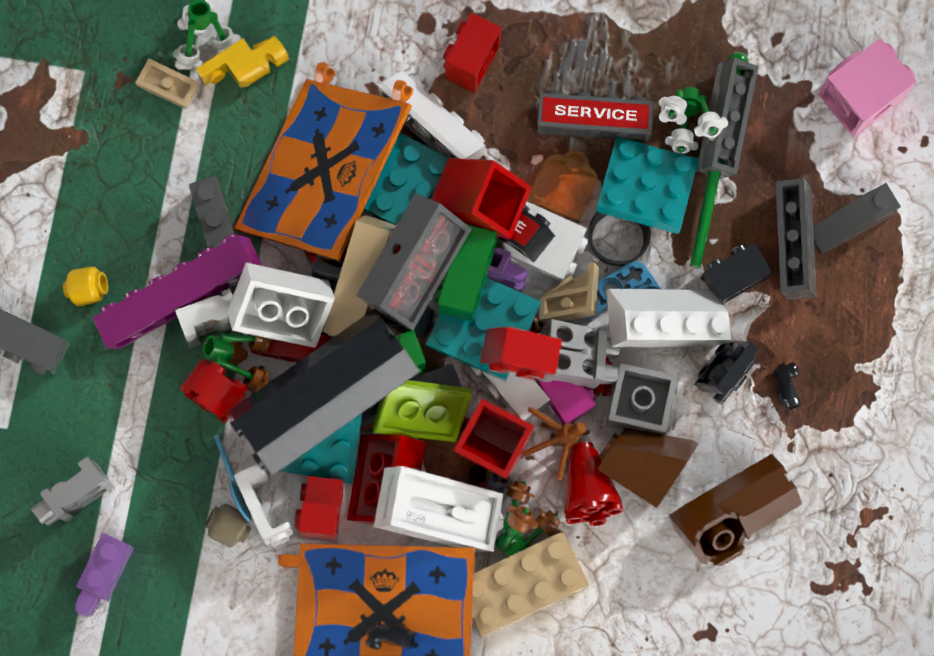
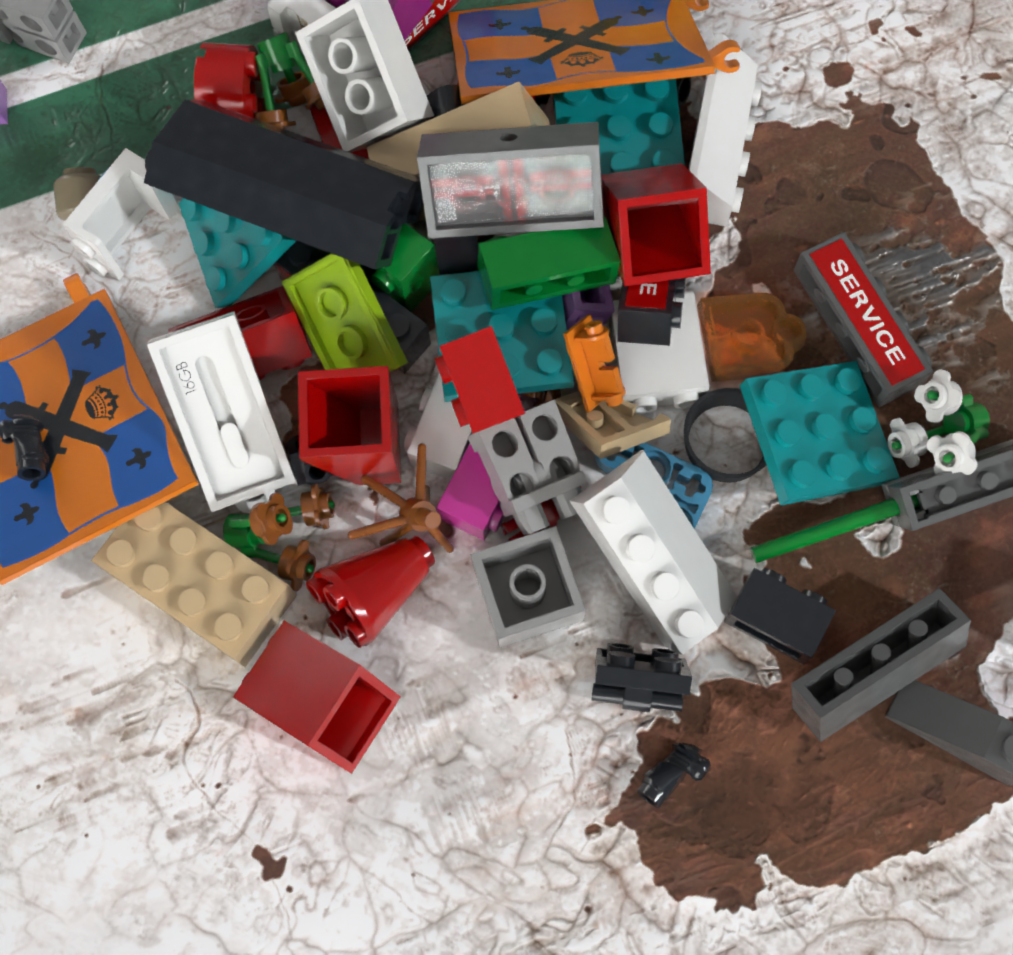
camera: 65 degrees right, 5 degrees down
(321, 508) = (155, 288): red brick -> none
(472, 52) = (838, 126): red brick -> none
(539, 284) = (589, 350): none -> orange hinge
(631, 553) = (317, 696): none -> red slope
(646, 462) = (442, 638): reddish brown slope -> none
(734, 510) = (442, 794): reddish brown brick -> none

